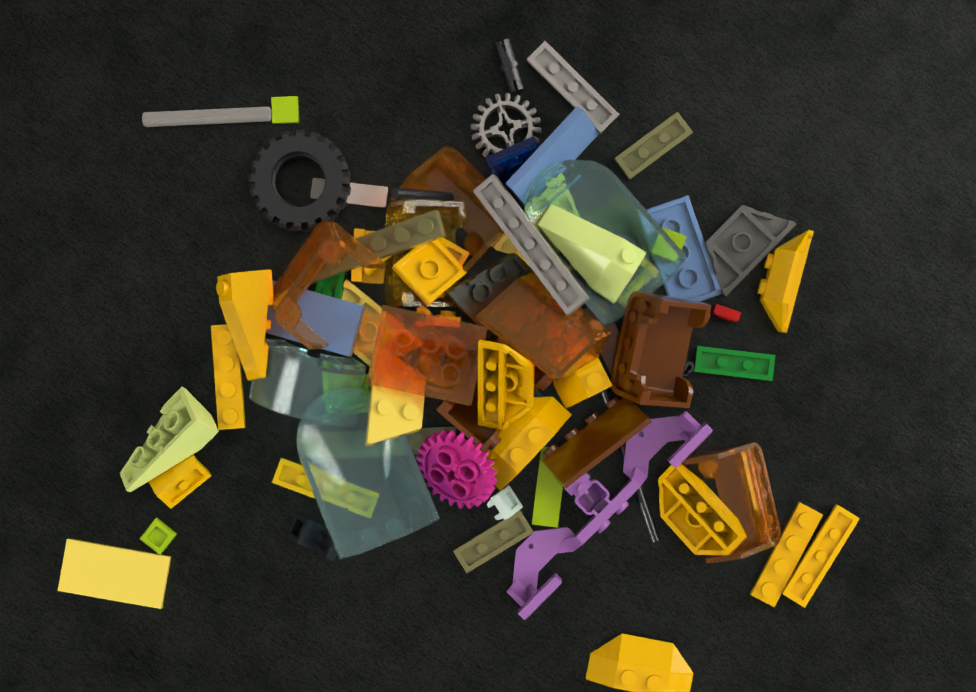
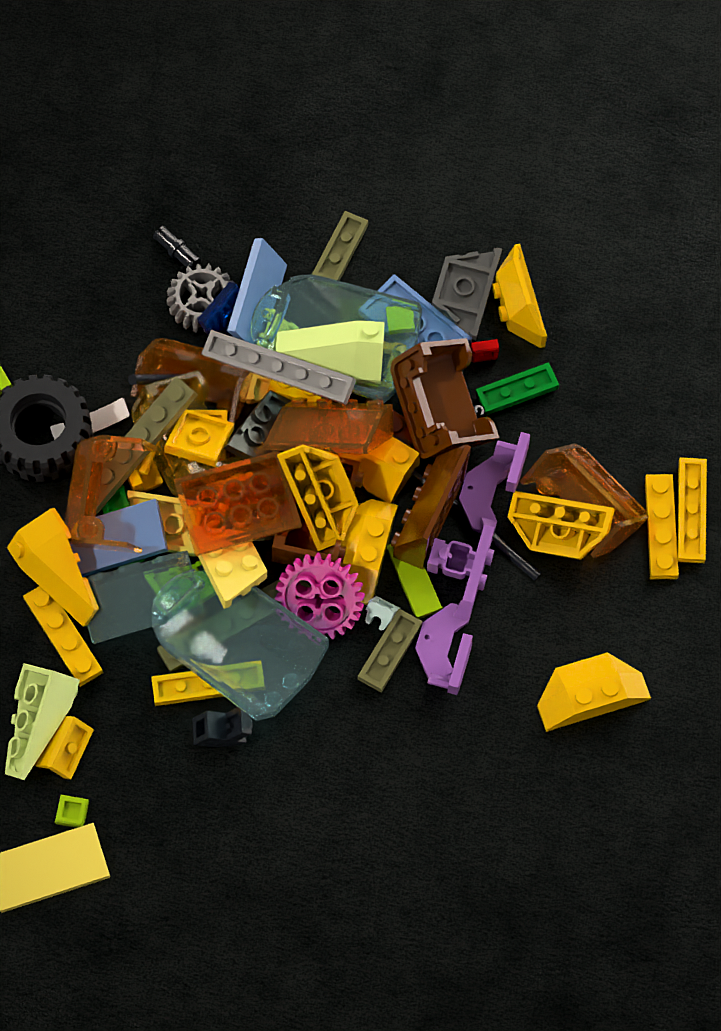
camera: 30 degrees left, 20 degrees down
(572, 86) = (238, 235): light grey plate -> none

